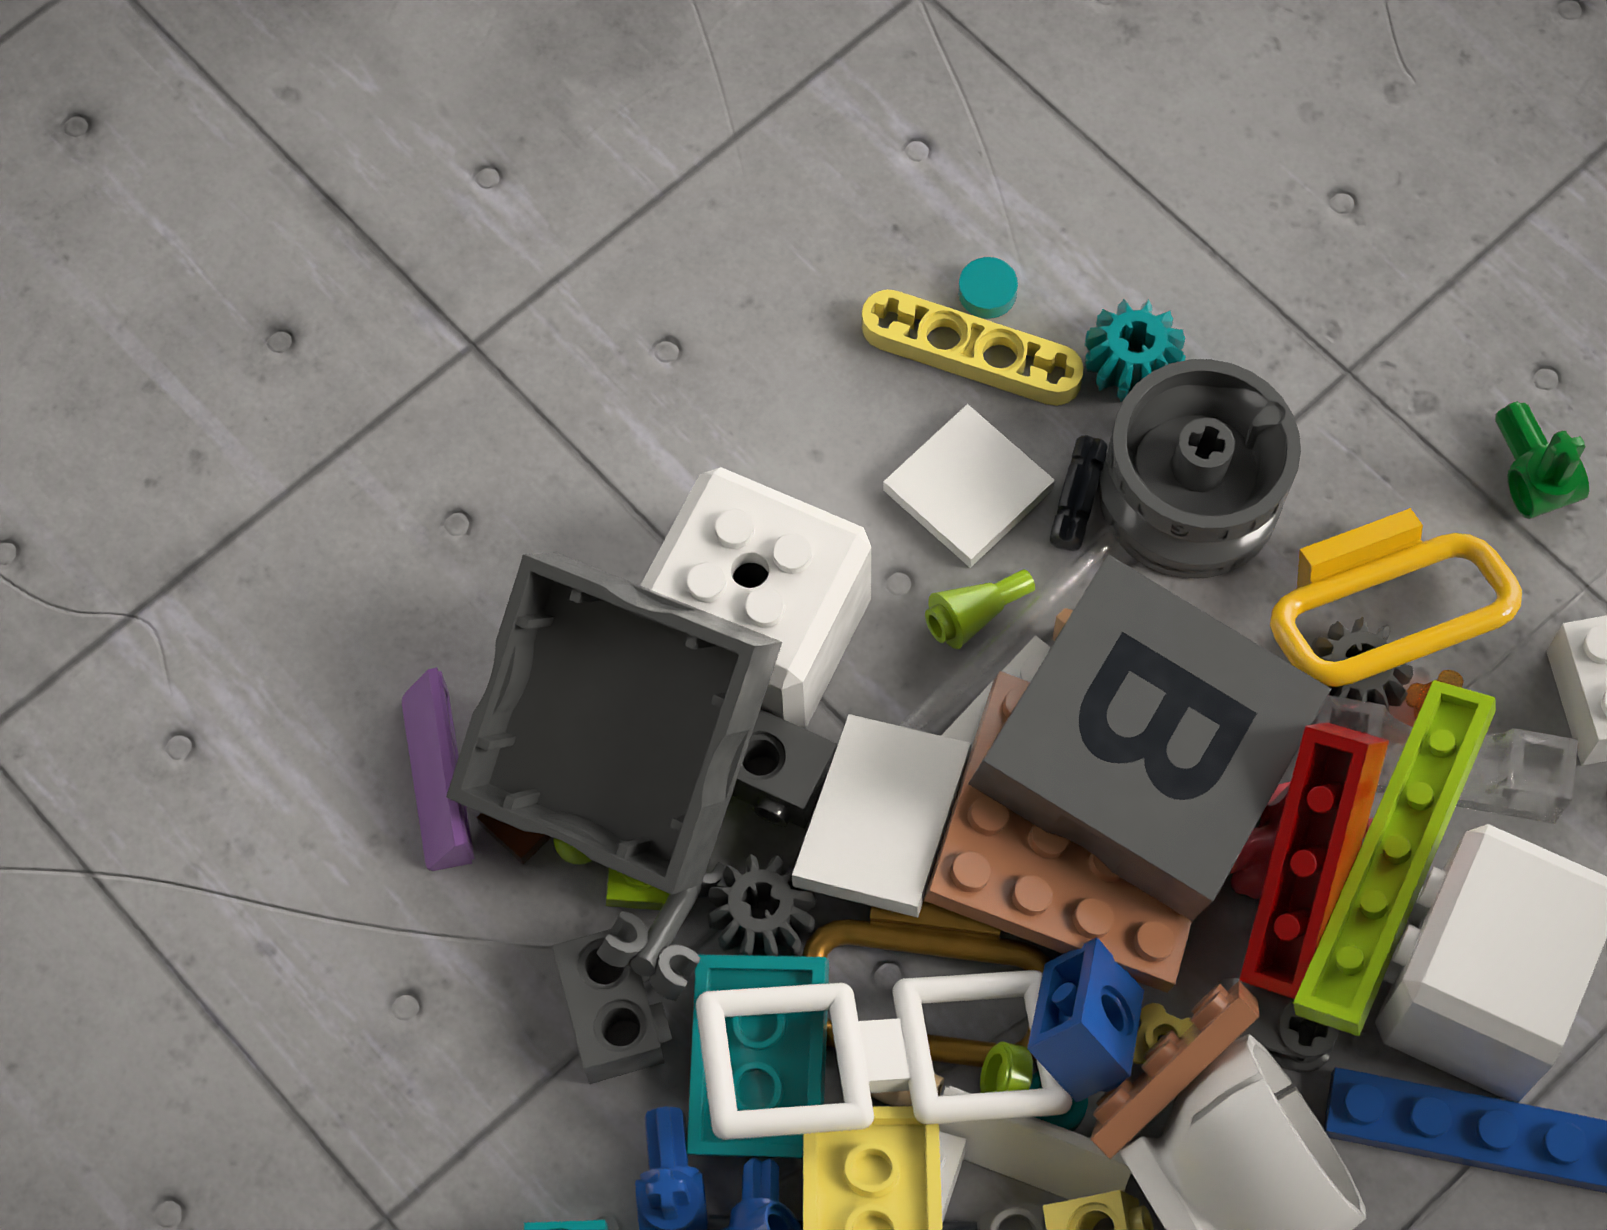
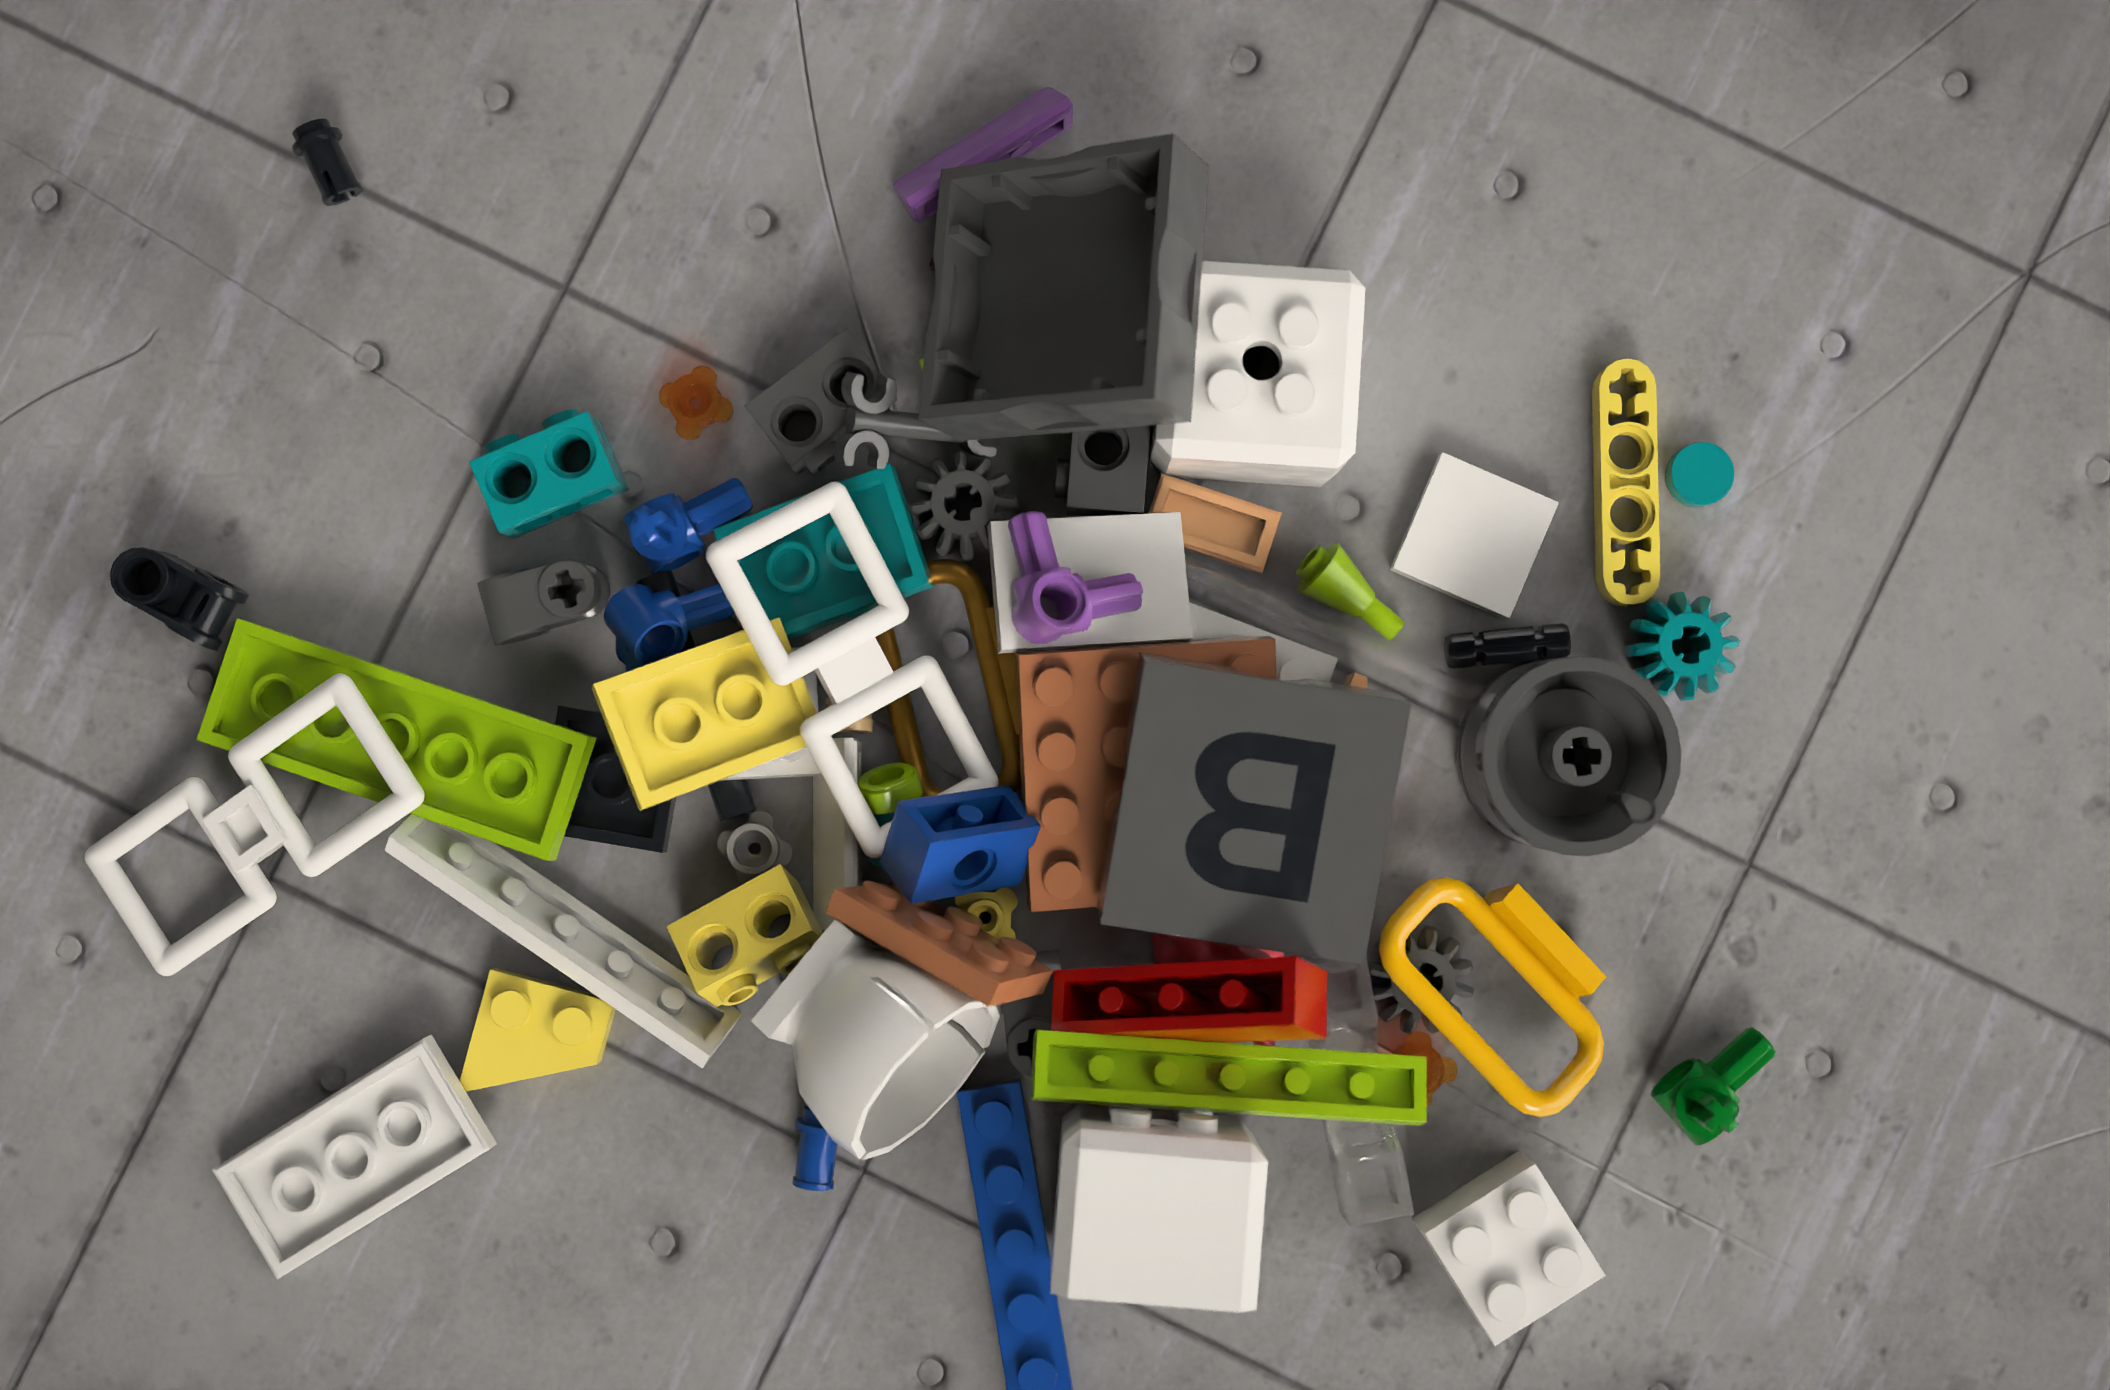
camera: 65 degrees right, 20 degrees up
(542, 1114) = (678, 397): none -> clear orange plate
(874, 689) = (1218, 523): none -> light nougat tile
(889, 838) = (1076, 599): none -> medium lavender axle

